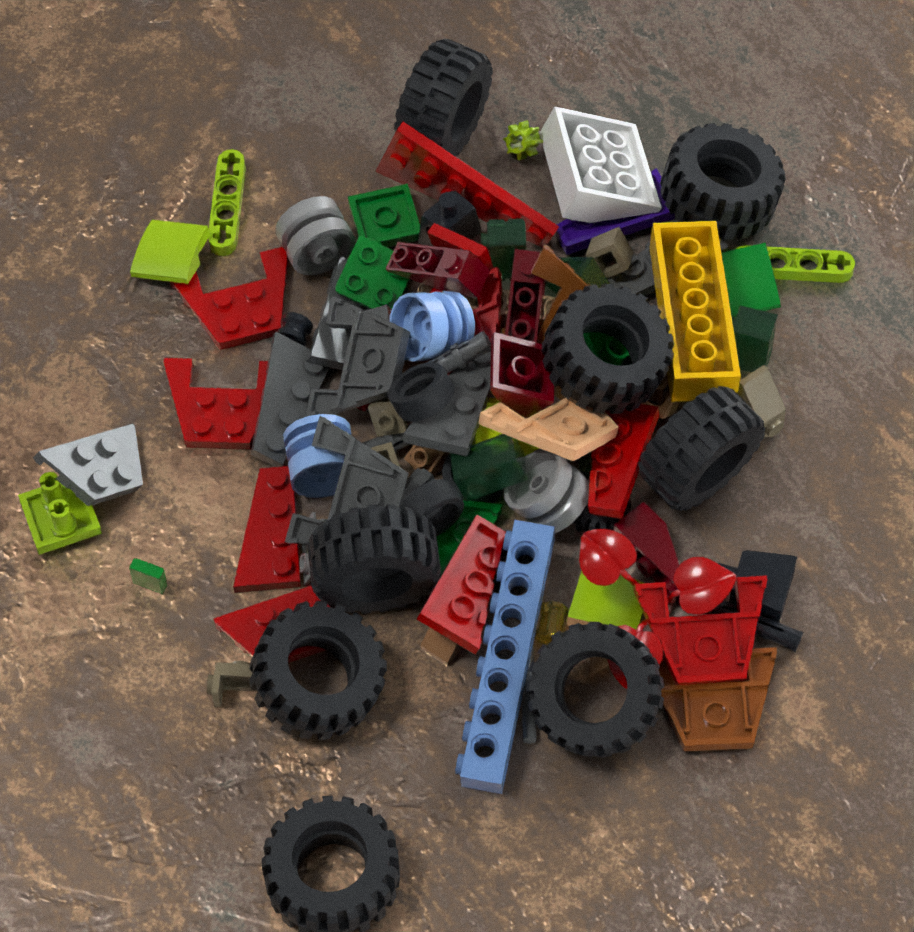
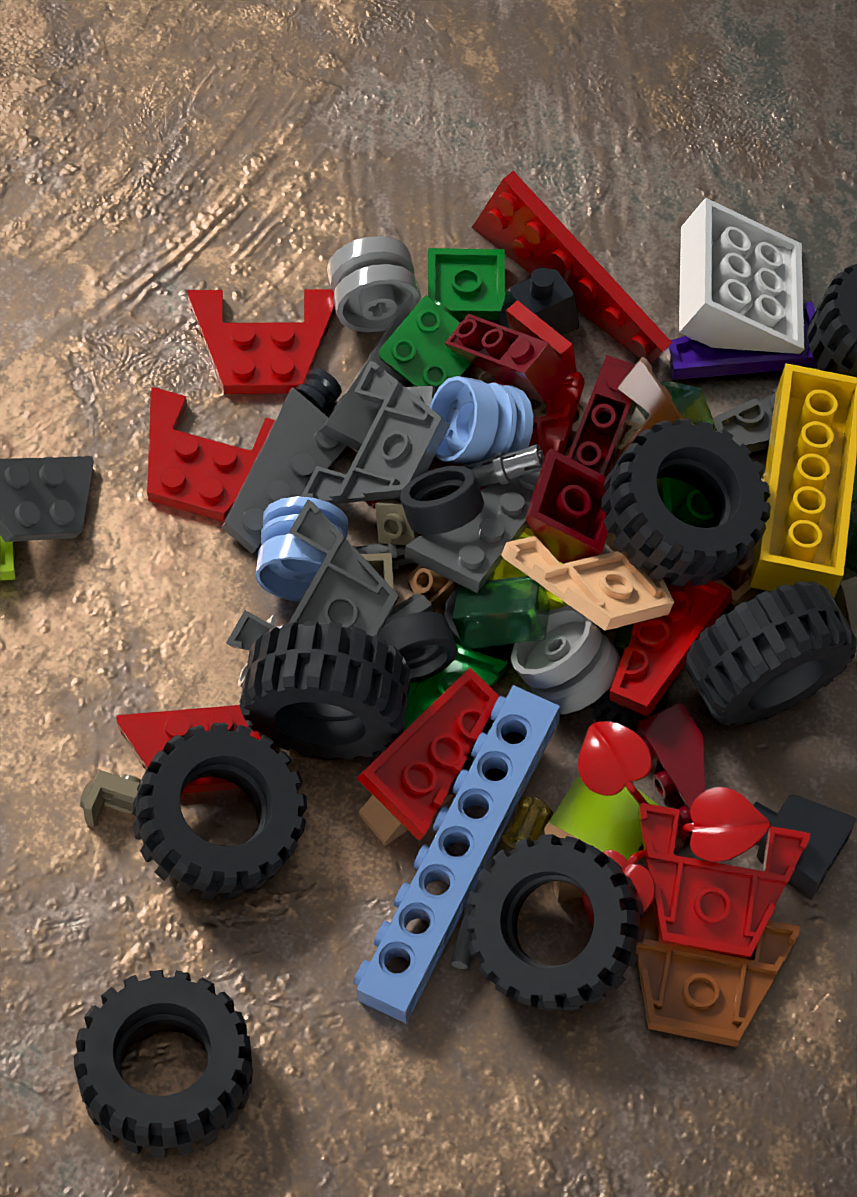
camera: 10 degrees right, 0 degrees up
(148, 576) = (53, 644): green tile -> none
(169, 251) = (197, 263): lime slope -> none
(229, 202) = (286, 222): lime beam -> none
(265, 557) = (200, 659): red wing -> none
(446, 94) = (577, 152): black tyre -> none
(501, 242) = (595, 341): clear green brick -> none
(522, 140) = (658, 230): lime gear -> none
(611, 252) = (727, 388): dark tan brick -> none
(767, 628) = (794, 898): black pin -> none

